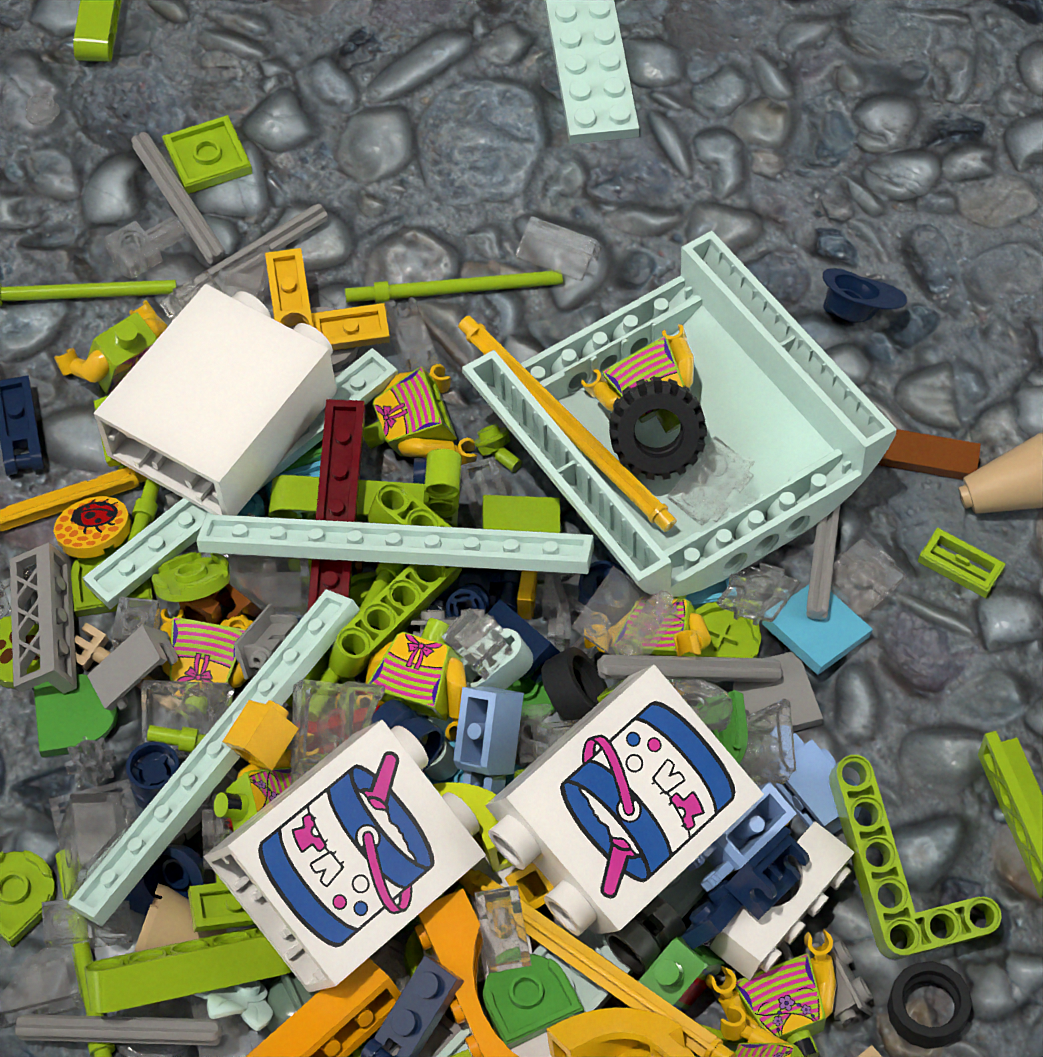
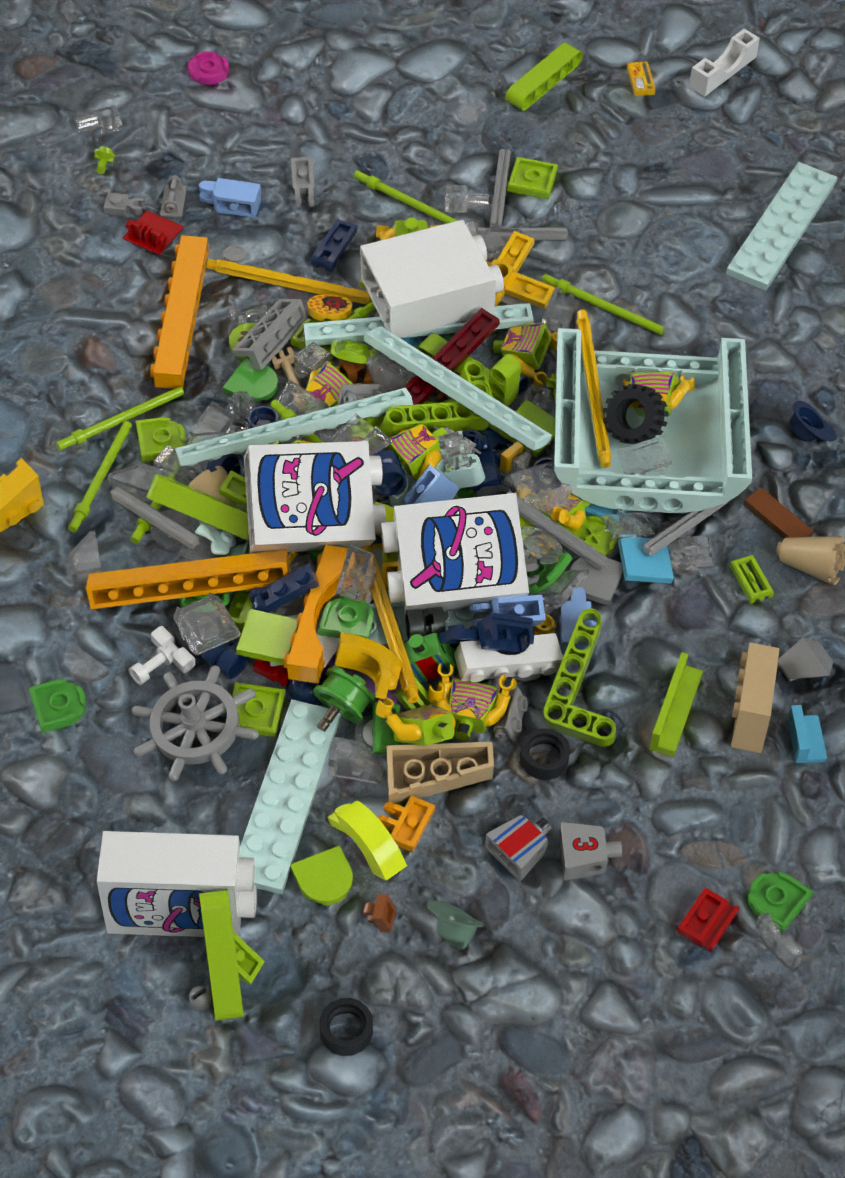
camera: 35 degrees right, 5 degrees down
(130, 664) = (291, 369): light grey hinge -> none
(261, 733) = (318, 425): yellow brick -> none
(557, 249) = (670, 315): clear panel -> none

